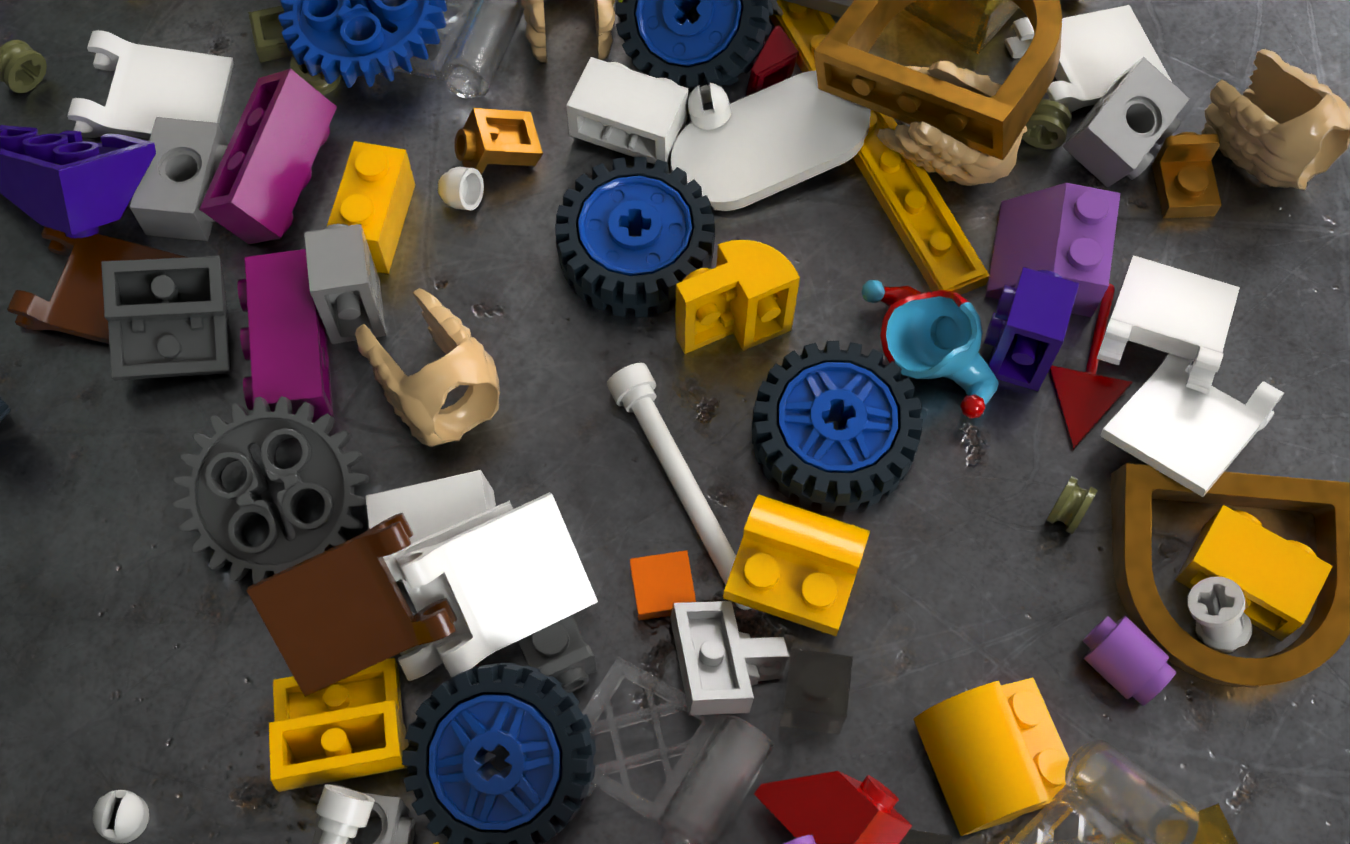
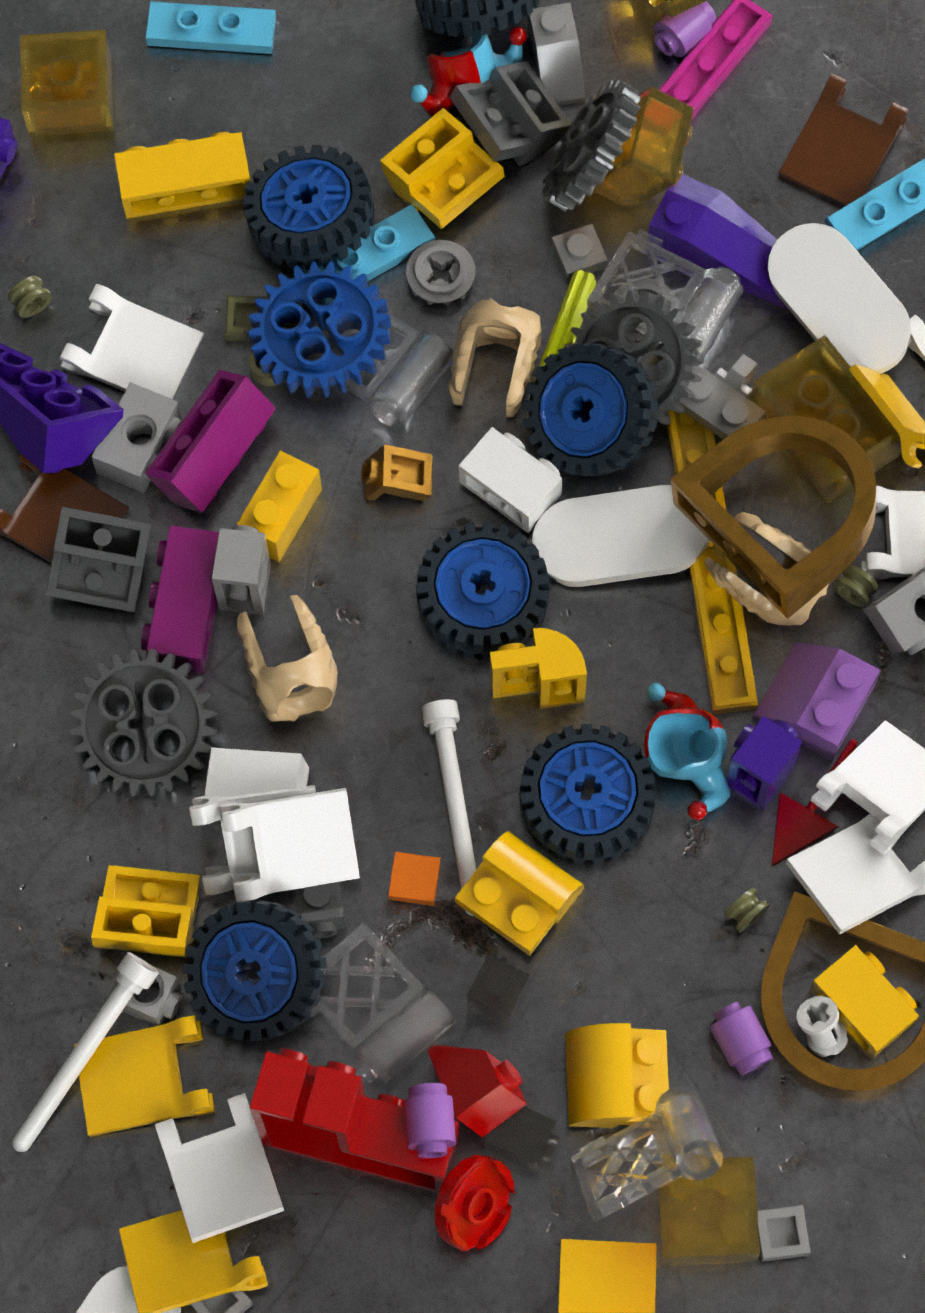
camera: 20 degrees right, 5 degrees up
(346, 609) = (175, 831): reddish brown flag -> none
(461, 188) = (357, 507): white hinge -> none
(710, 118) = (586, 494): white hinge -> none
(719, 660) = (436, 947): light grey hinge -> none
(774, 62) = (645, 468): dark red slope -> none

